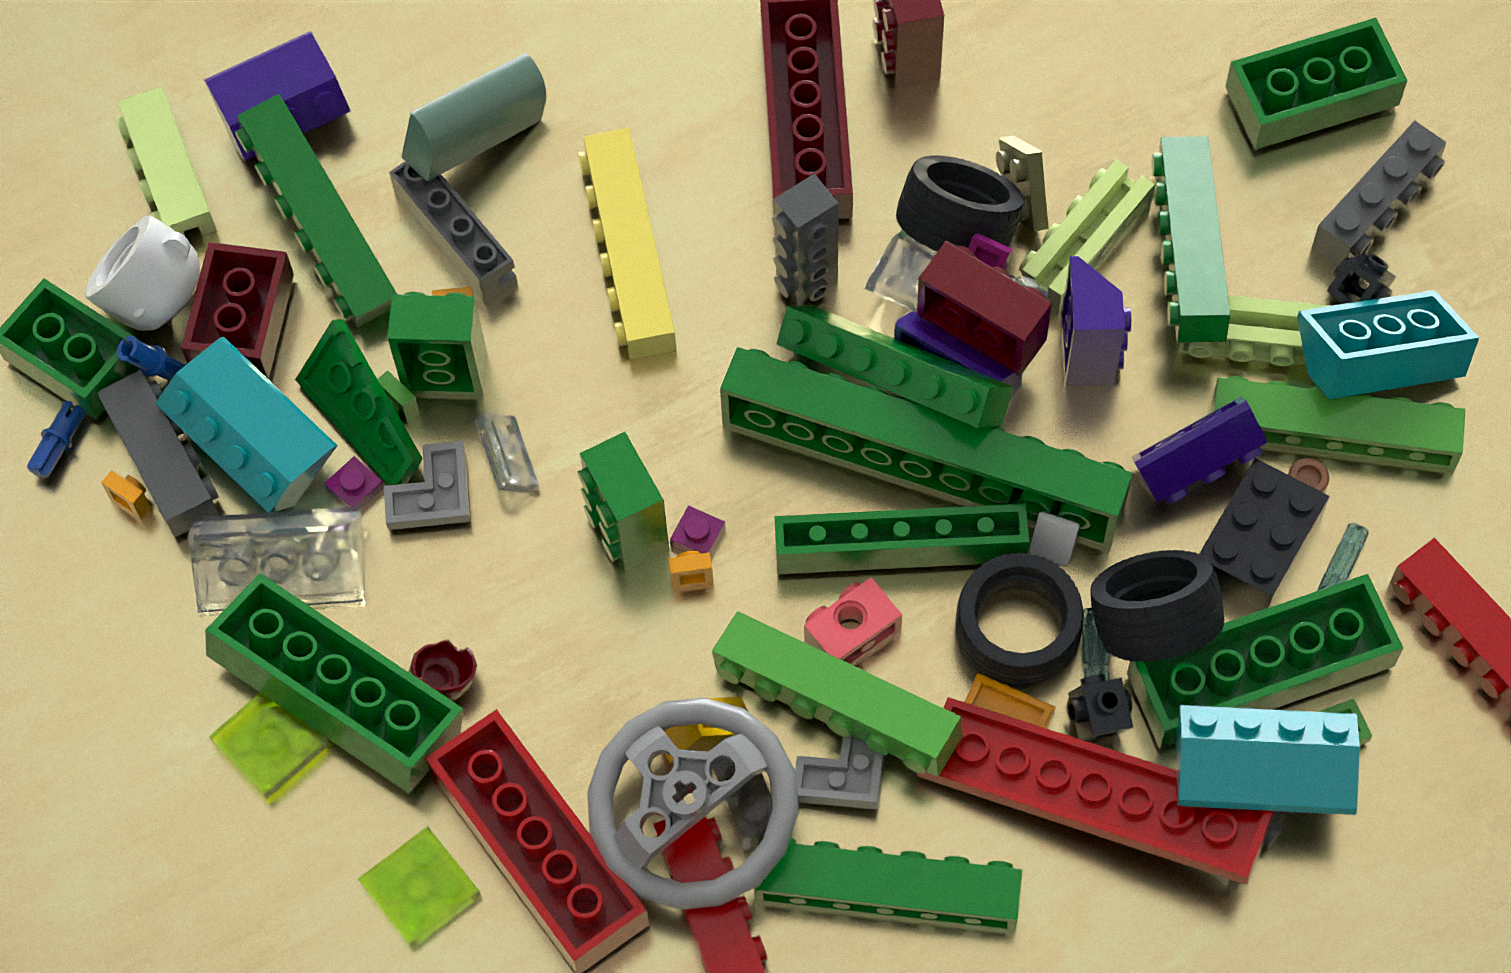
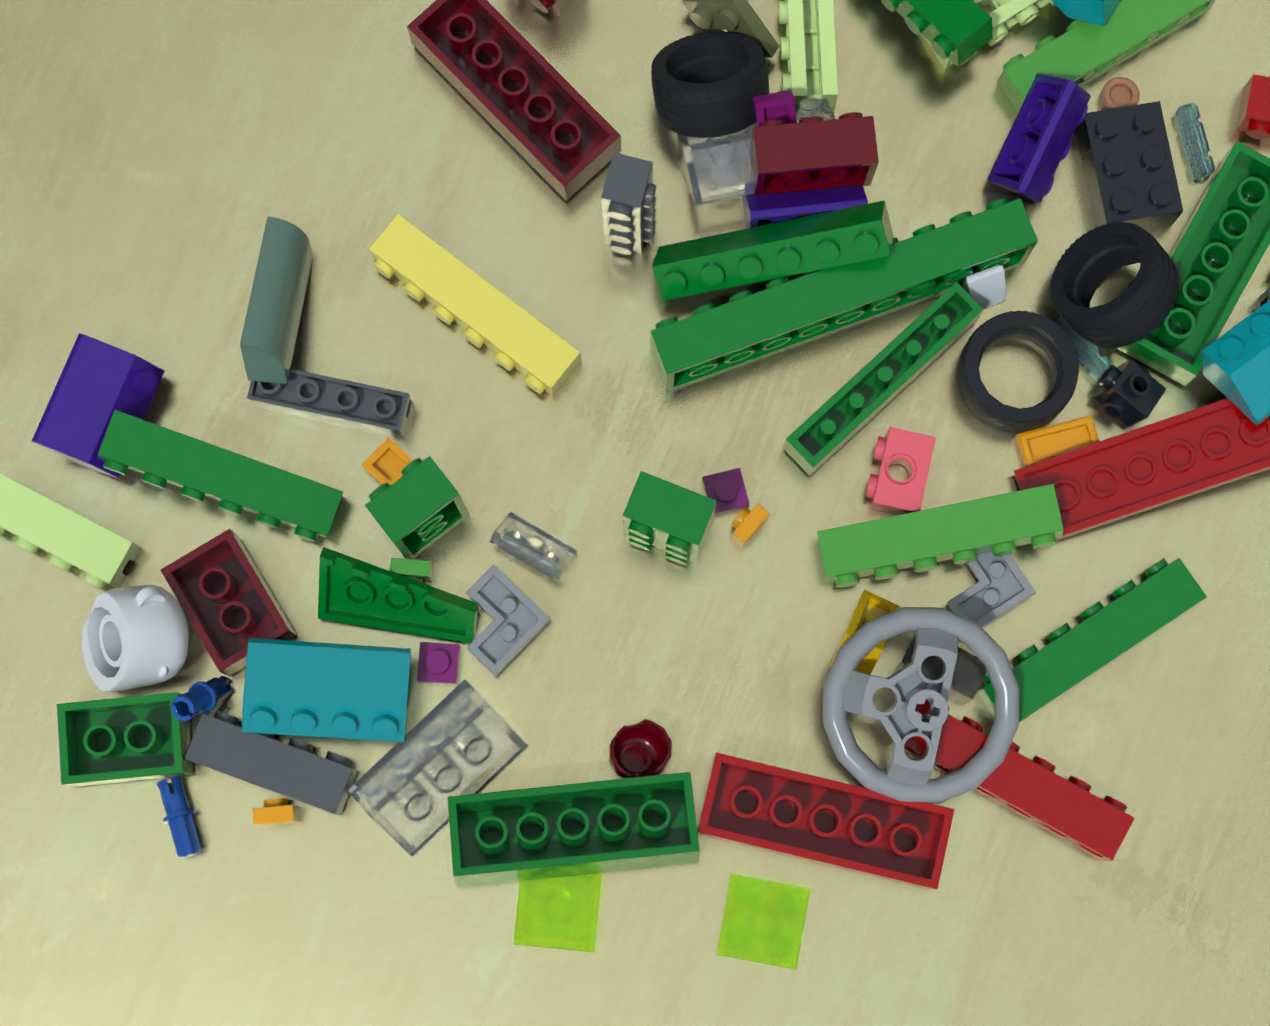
camera: 40 degrees left, 15 degrees up
(1092, 326) = (890, 93): slope -> none

